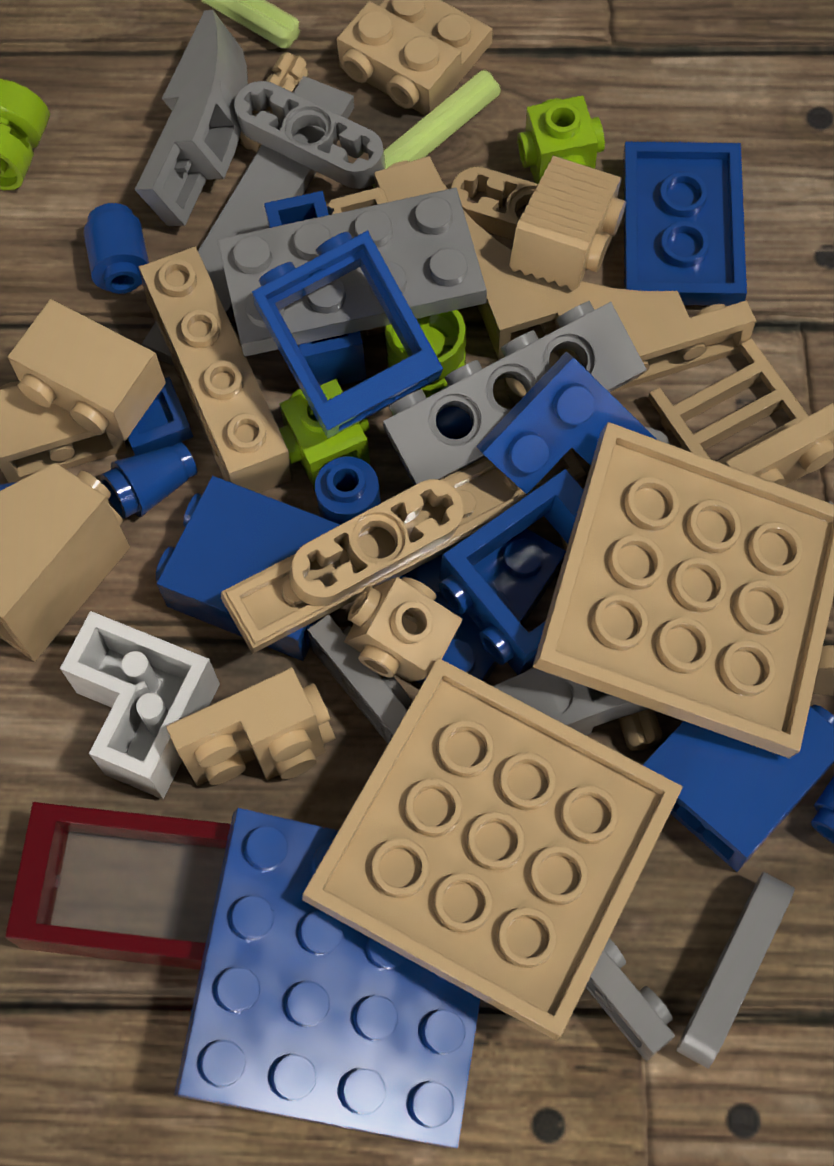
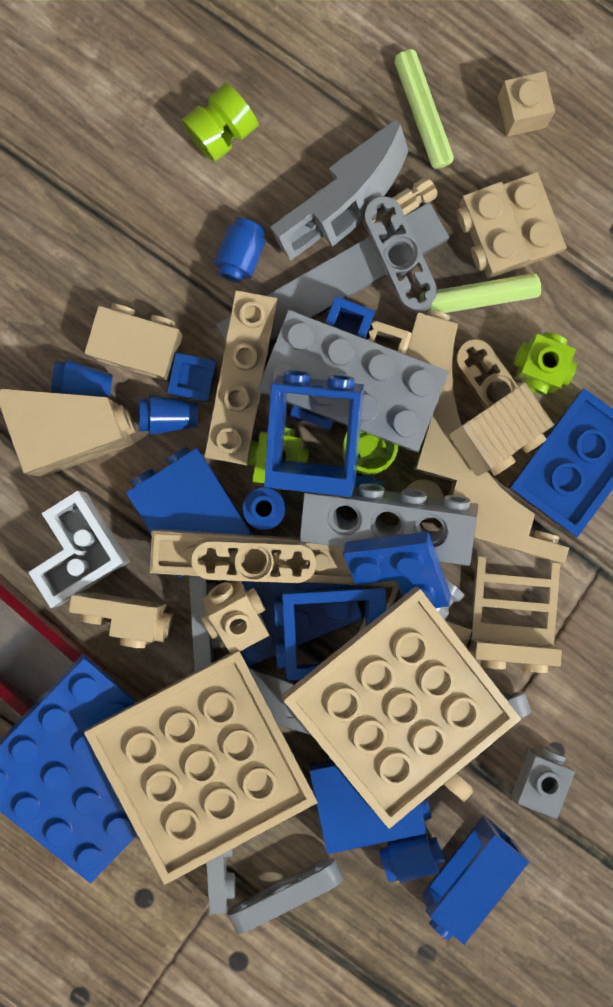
camera: 35 degrees right, 20 degrees up
(86, 370) = (163, 341): tan brick -> none

